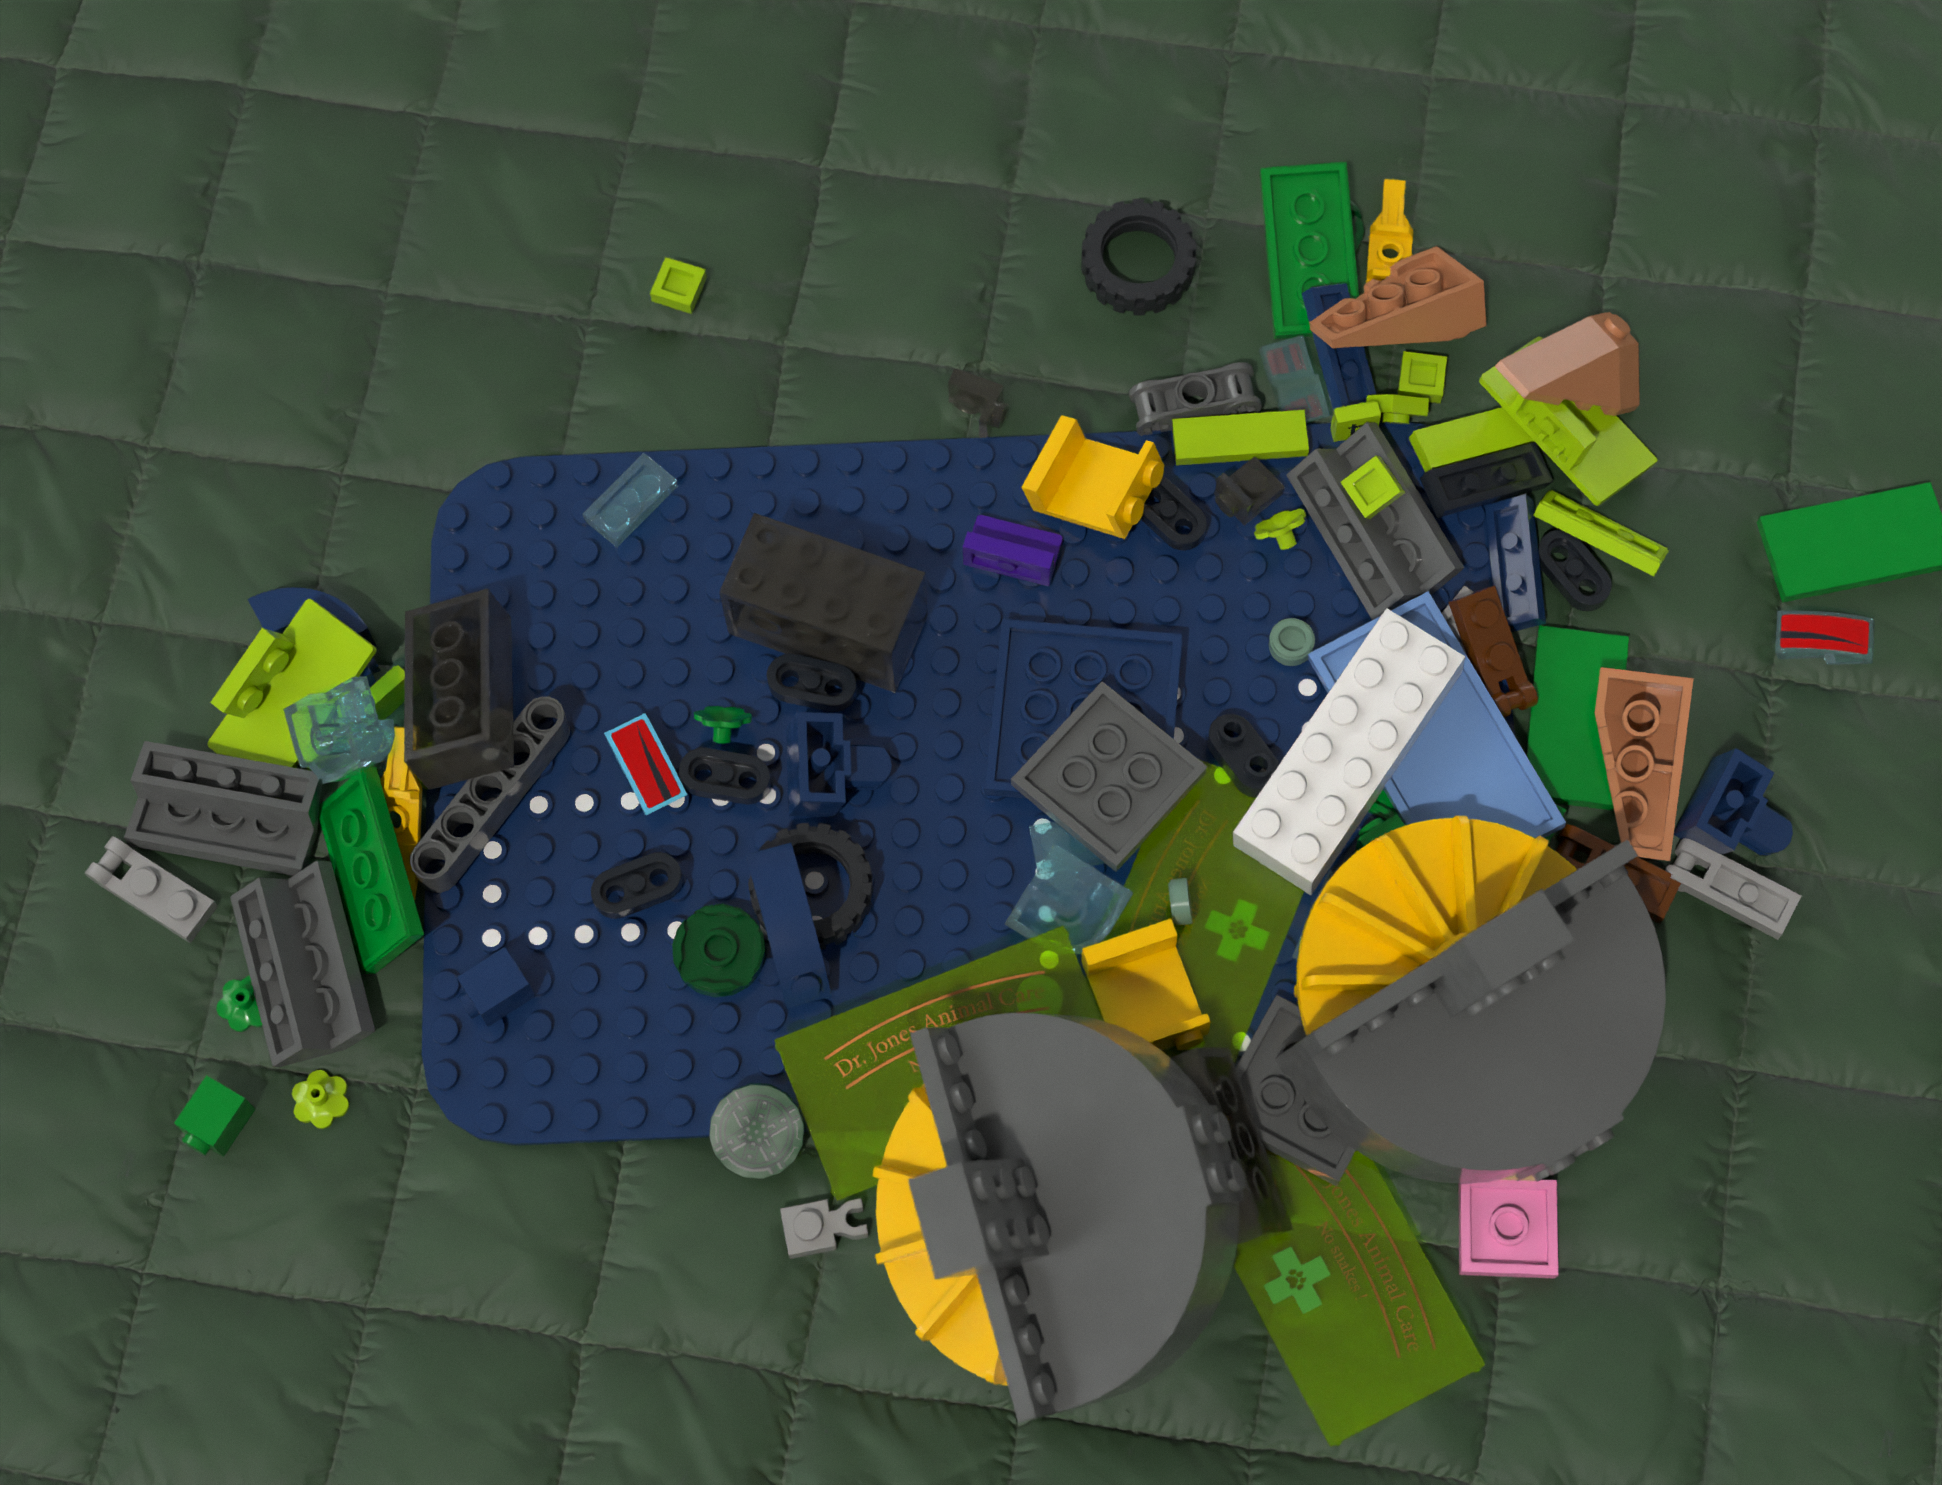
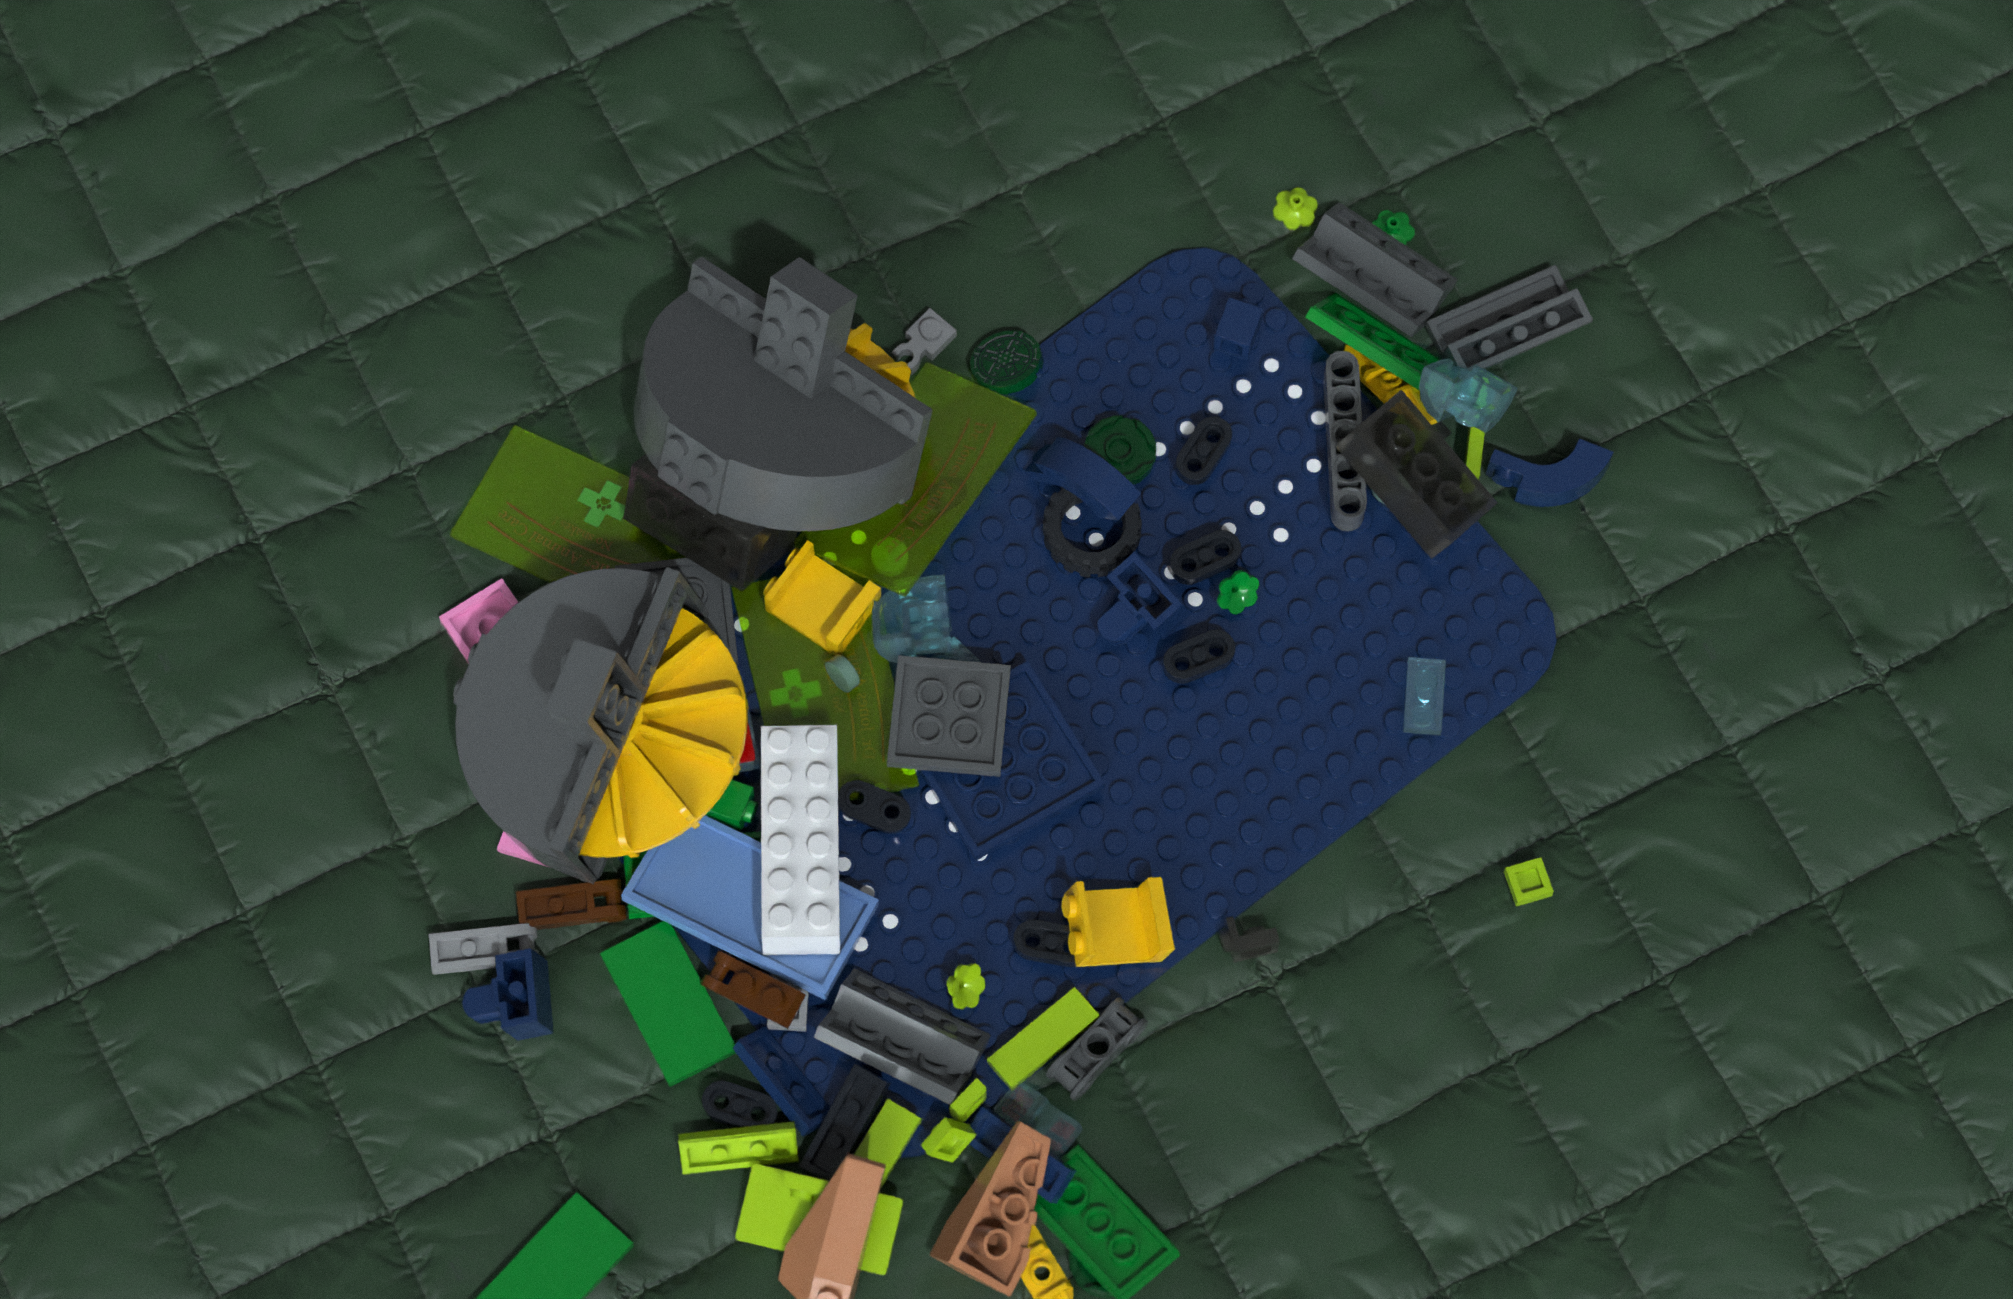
camera: 140 degrees right, 0 degrees up
(152, 890) = (1511, 252): light grey plate -> none
(213, 1118) = (1346, 148): green brick -> none
(278, 671) = (1539, 418): lime bracket -> none
(645, 764) = (1265, 529): red slope -> none
(824, 601) = (1227, 697): clear smoke brick -> none
(1012, 550) = (1138, 844): dark purple panel -> none
(1146, 218) = (1236, 1099): black tyre -> none
(1247, 491) = (1008, 999): clear smoke bracket -> none
(1291, 641) = (899, 913): sand green tile -> none
(1372, 487) = (917, 1046): lime plate -> none
(1422, 376) = (947, 1183): lime plate -> none
(1643, 747) = (608, 1006): nougat wedge -> none
(1825, 635) = (529, 1180): slope -> none

